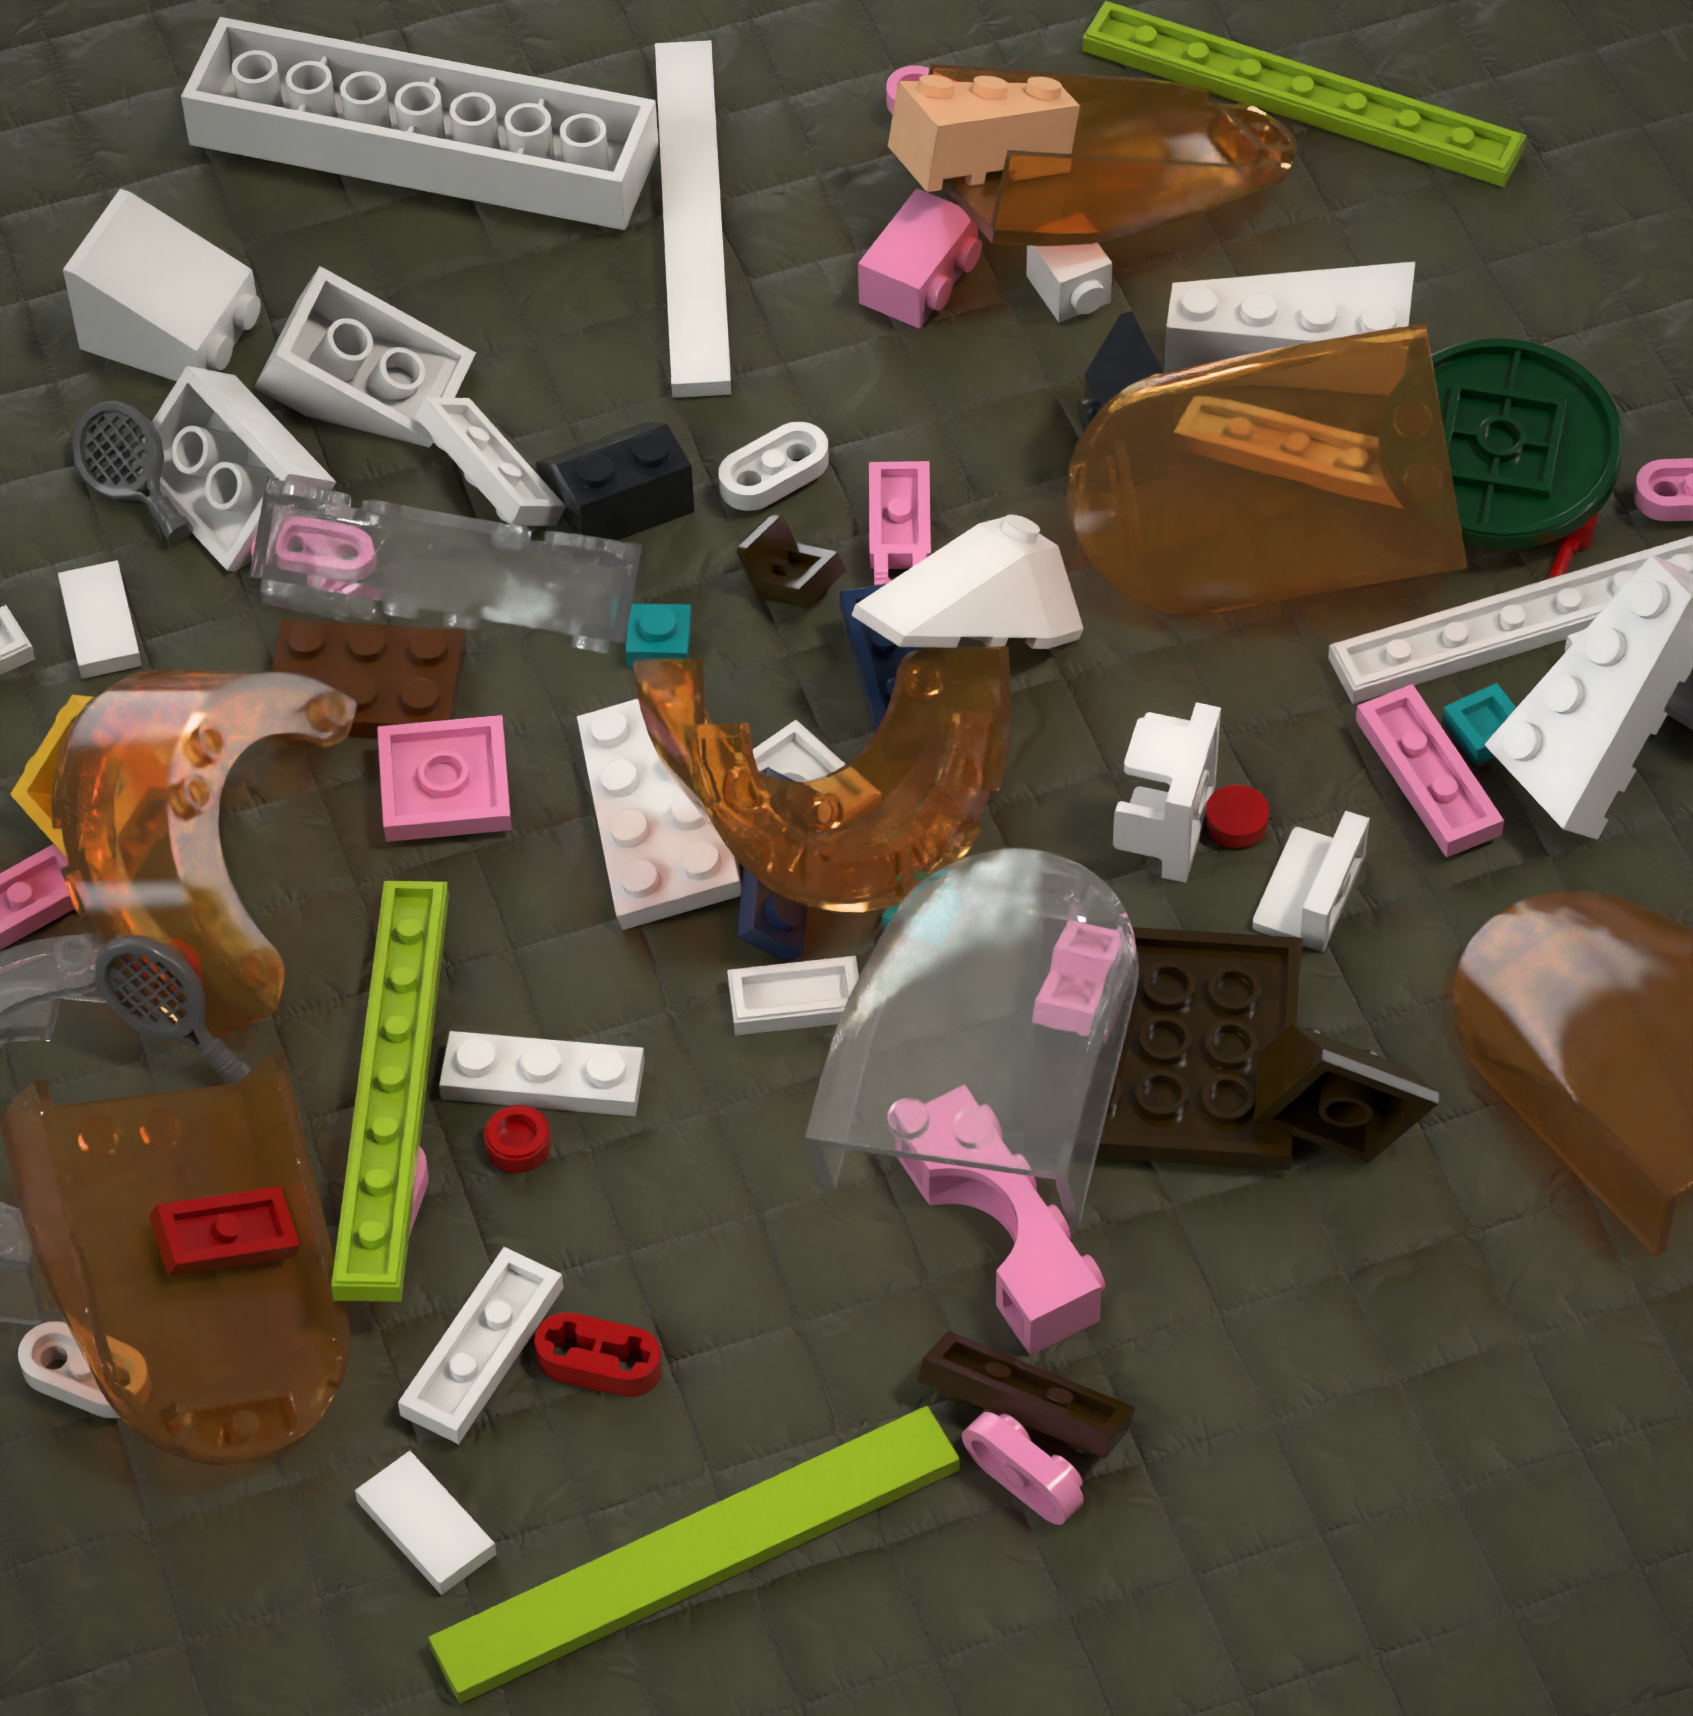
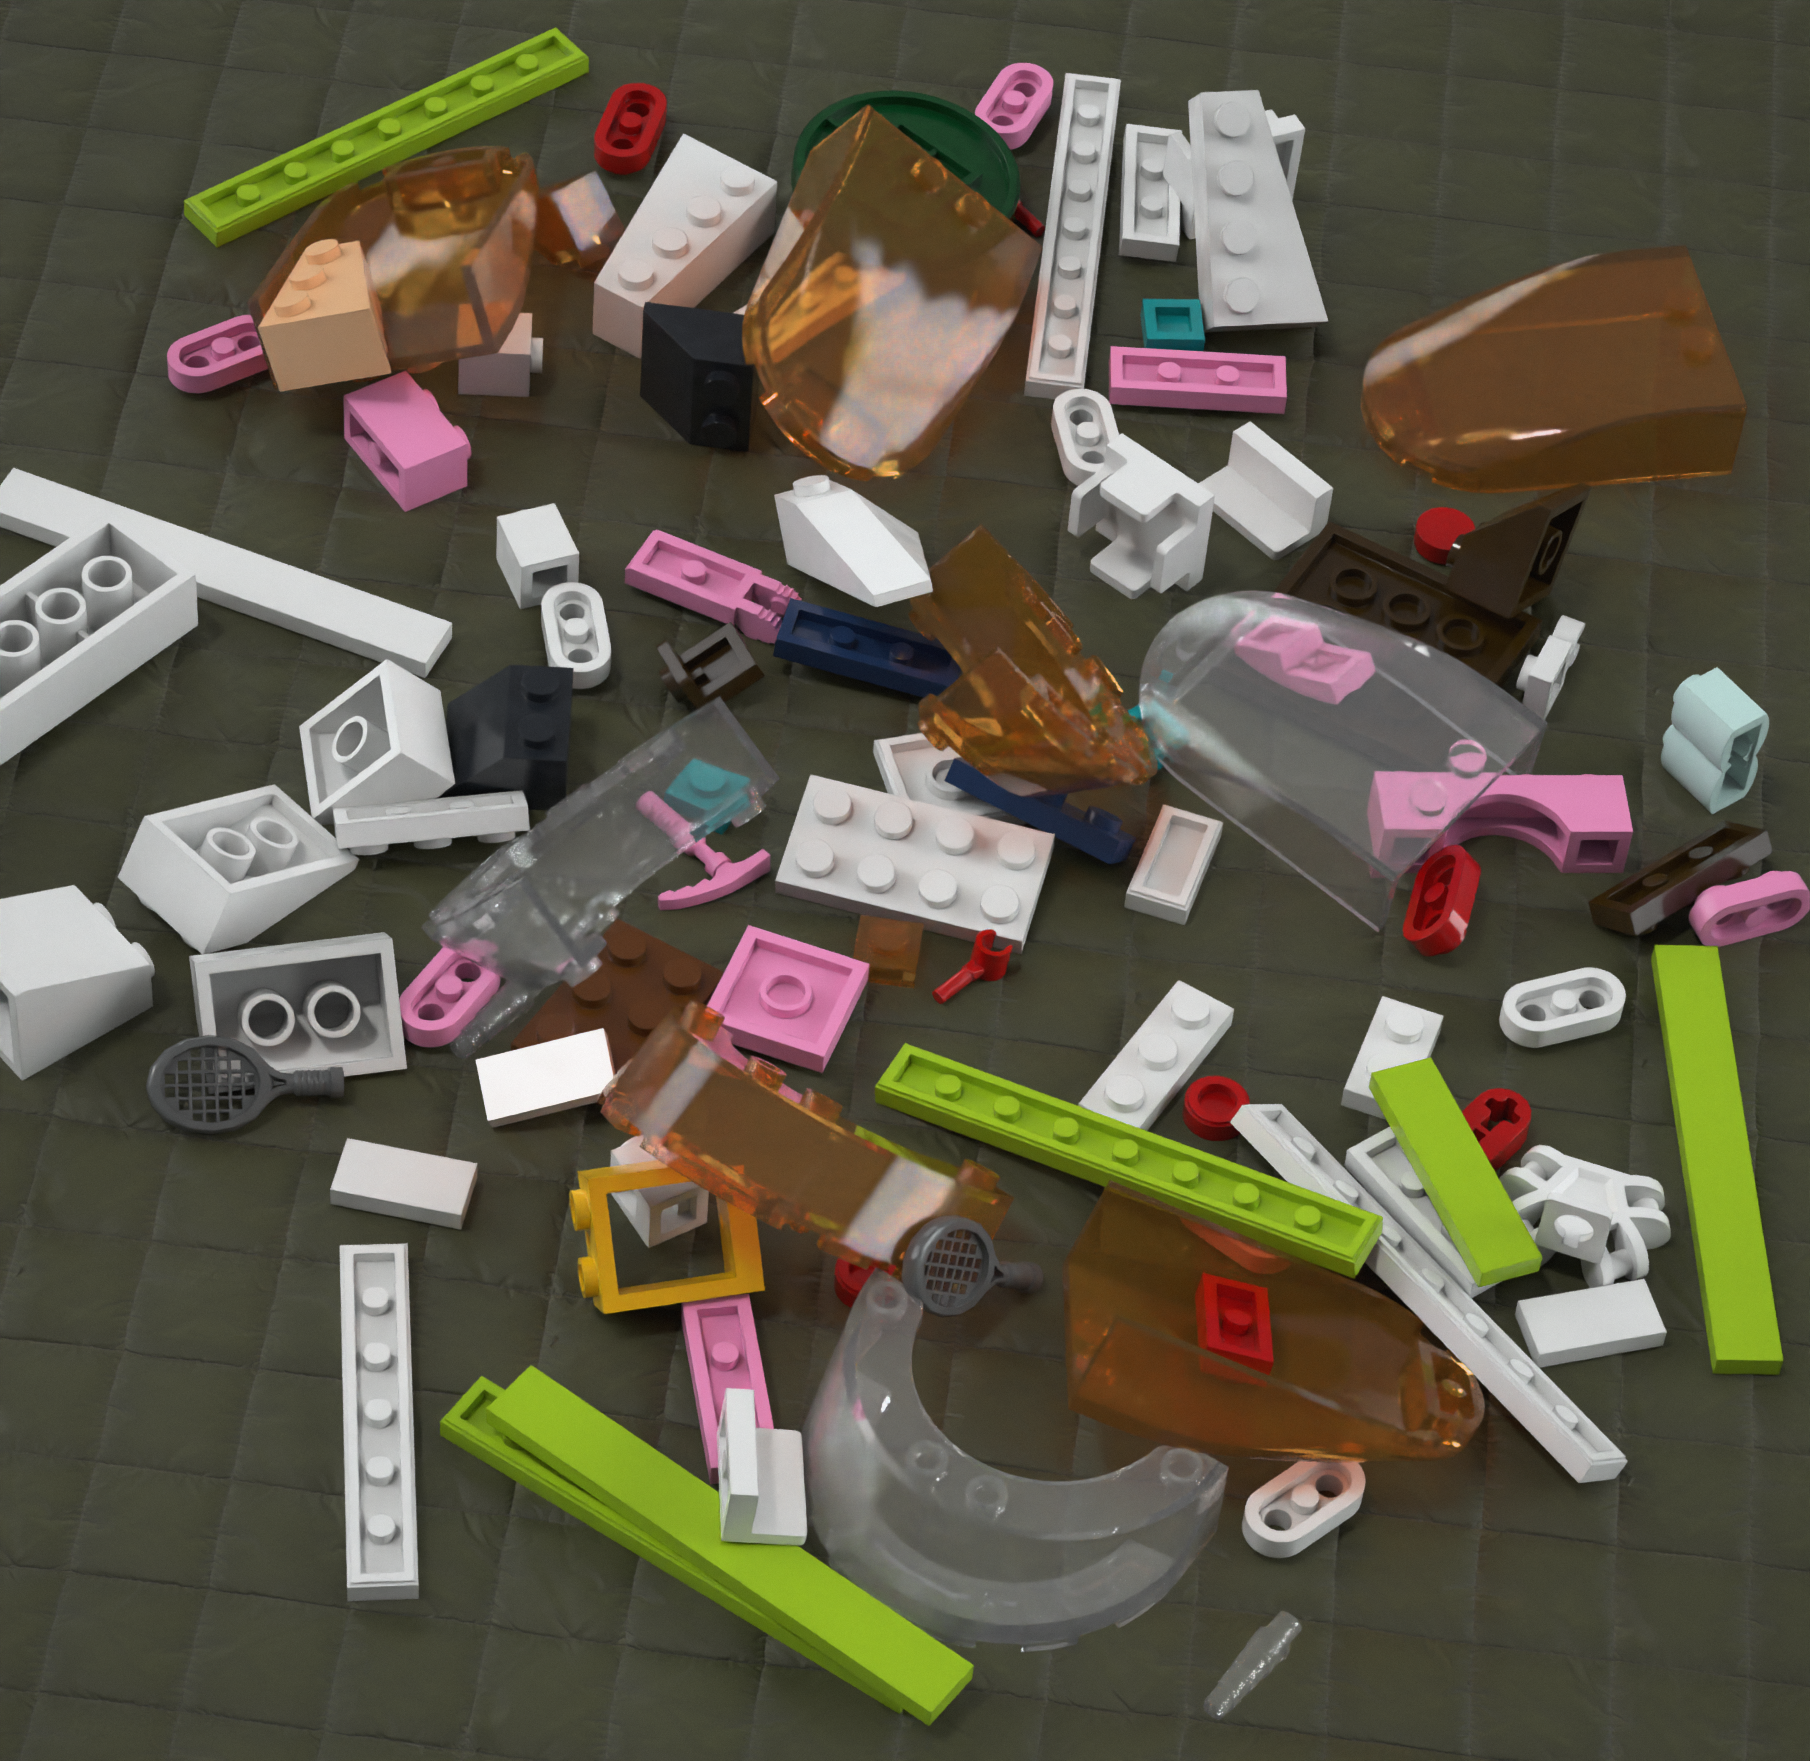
camera: 70 degrees left, 5 degrees down
(243, 644) = (545, 1077): none -> white tile
(373, 1379) = (1440, 1301): none -> white tile
(513, 1334) = (1455, 1172): none -> lime tile
(543, 1454) = (1581, 1207): none -> white piece
(552, 396) = (377, 744): none -> white slope
(554, 830) = (890, 949): none -> clear orange plate
(569, 687) = (725, 877): none -> bright pink piece
(587, 891) = (983, 965): none -> red hand
(657, 1251) = (1394, 1038): none -> white plate
(802, 1360) = (1553, 1007): none -> white plate
(841, 1217) = (1442, 901): none -> red plate
(845, 398) = (535, 553): none -> white brick
(1201, 1345) = (1714, 739): none -> light aqua brick
(1232, 1188) = (1544, 675): none -> white plate
(1269, 239) = (576, 221): none -> clear orange slope
(1280, 718) = (1082, 429): none -> white plate
(1376, 1033) = (1438, 530): none -> red tile
(1435, 237) = (630, 128): none -> red plate

